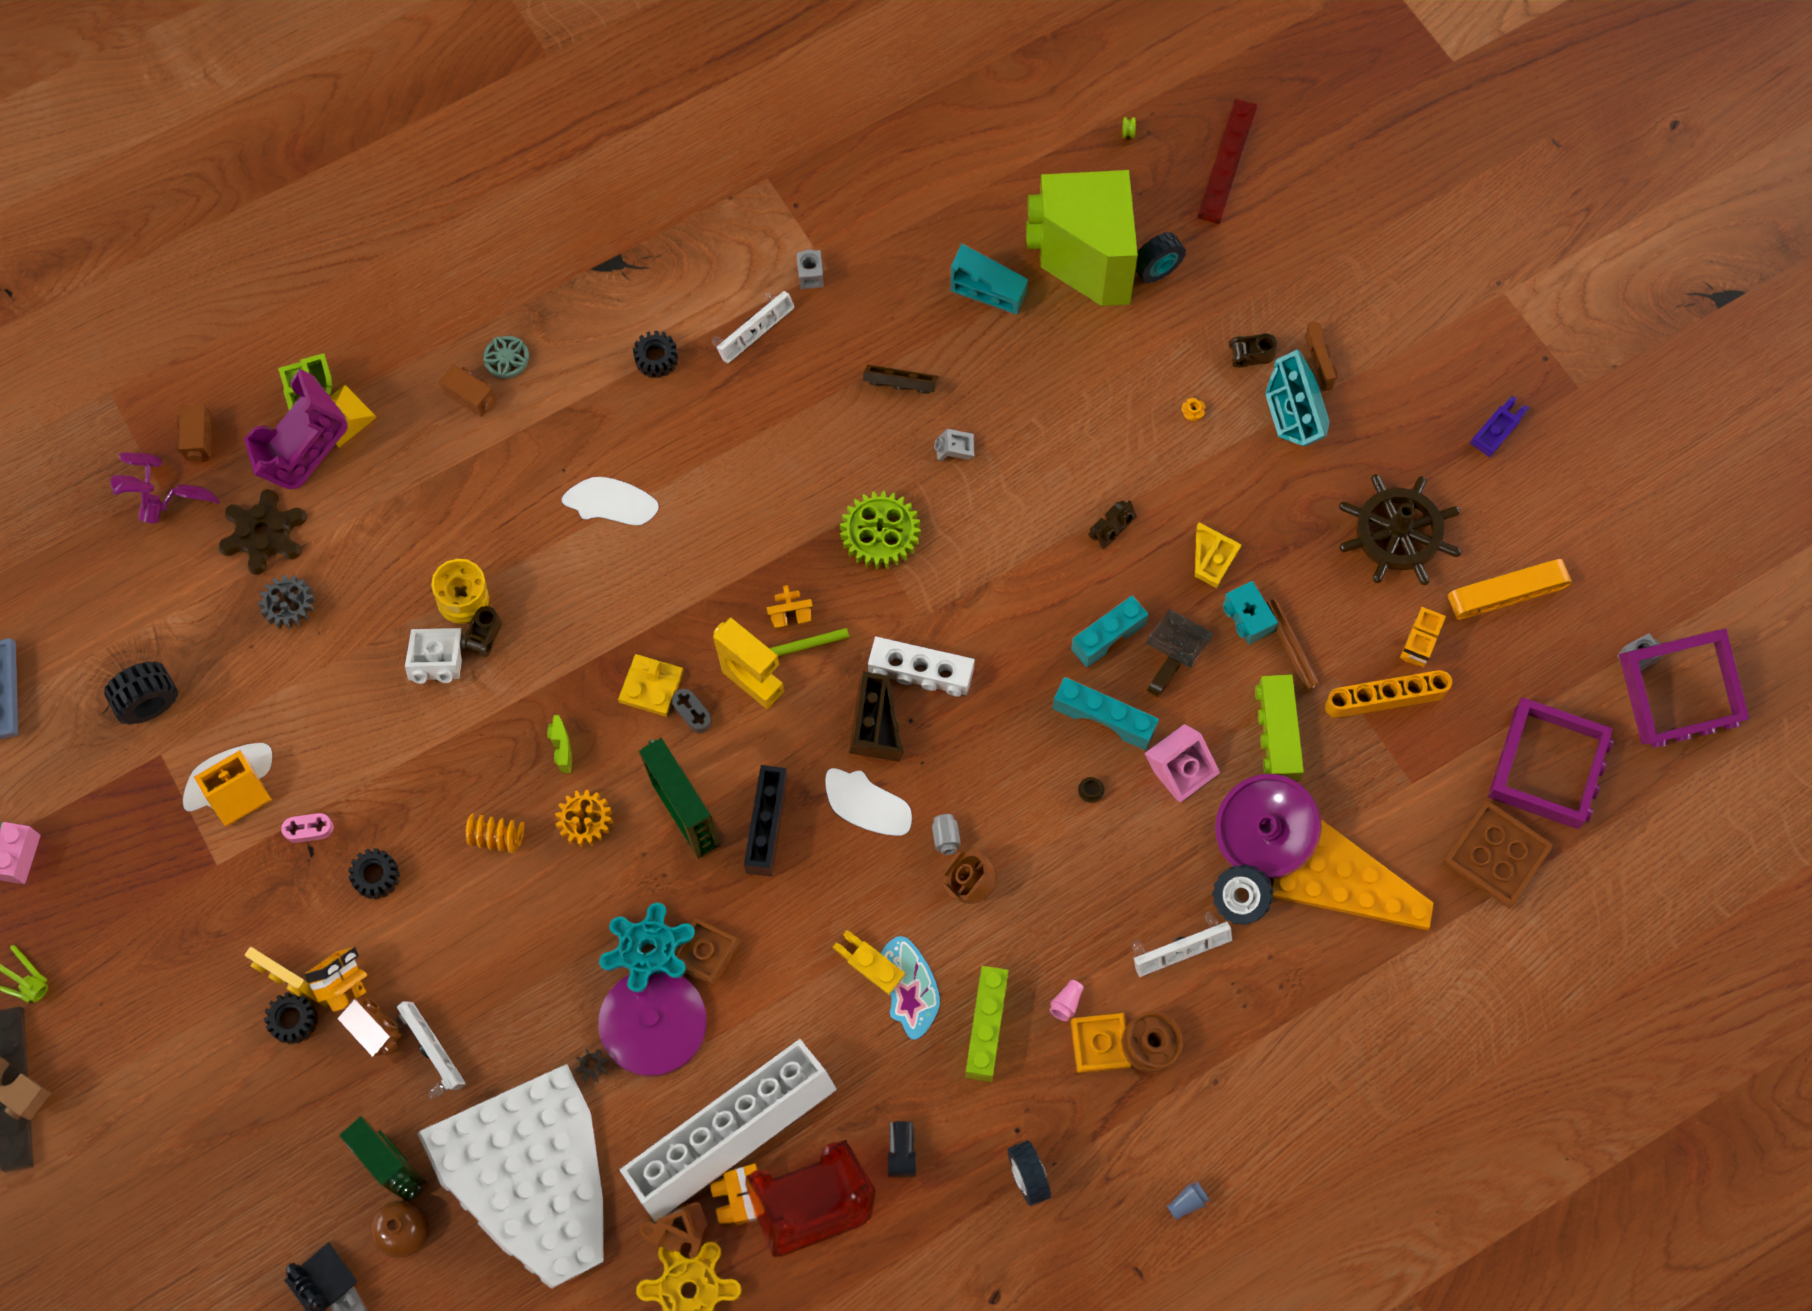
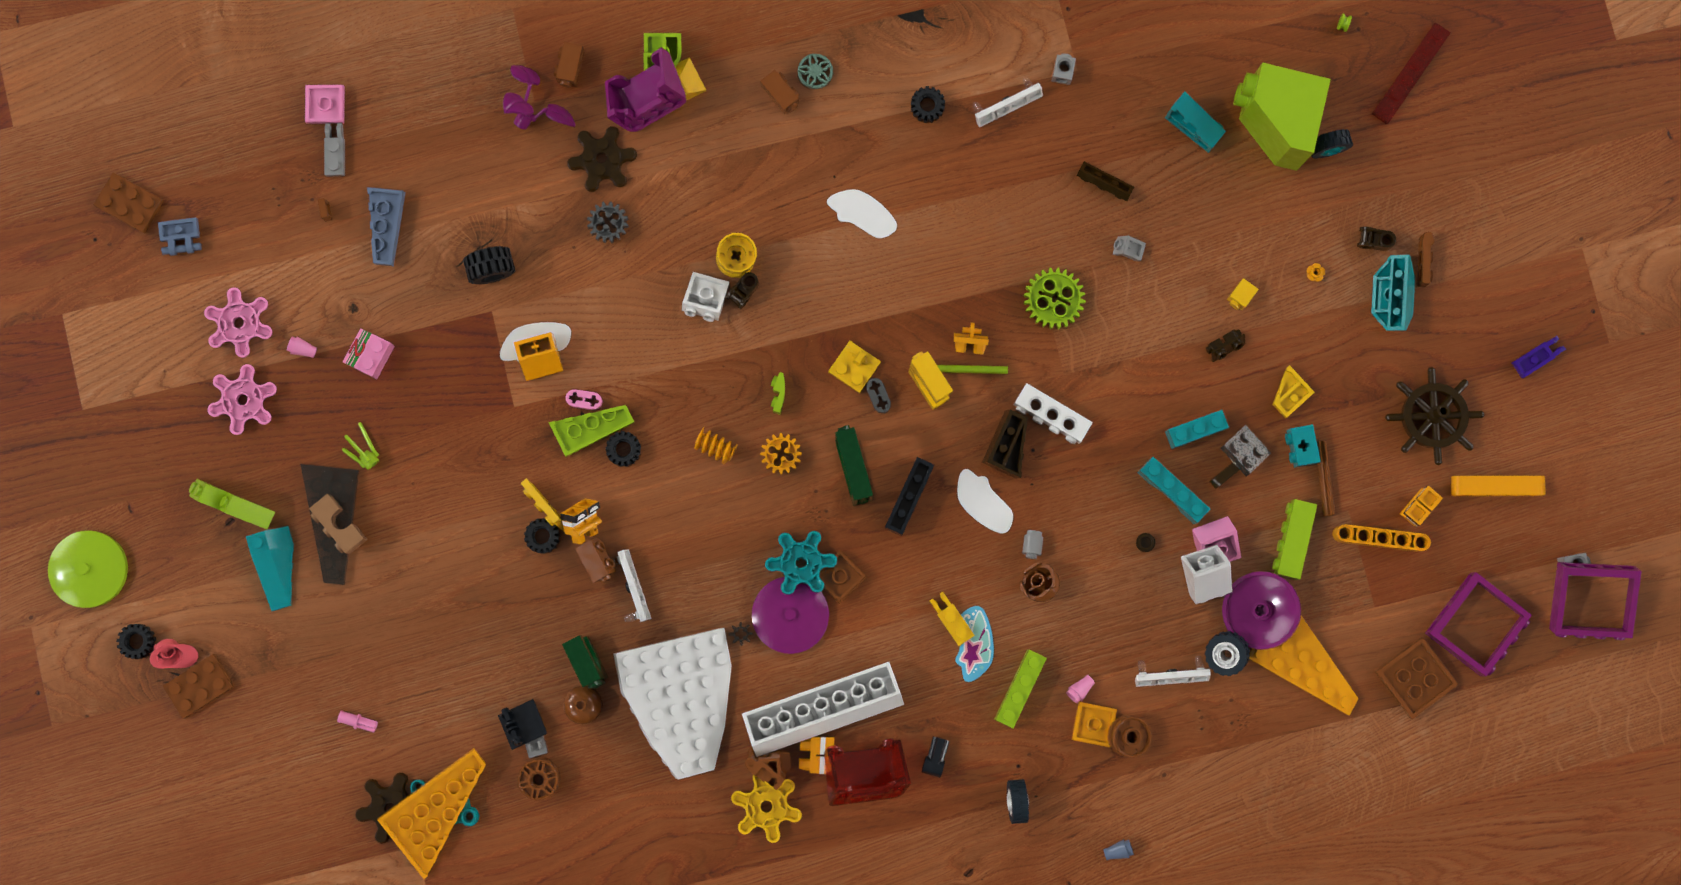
camera: 10 degrees right, 15 degrees up
(312, 869) = (584, 430): none -> lime wing
(1112, 458) = (1242, 294): none -> yellow brick
(1183, 801) = (1207, 574): none -> white slope

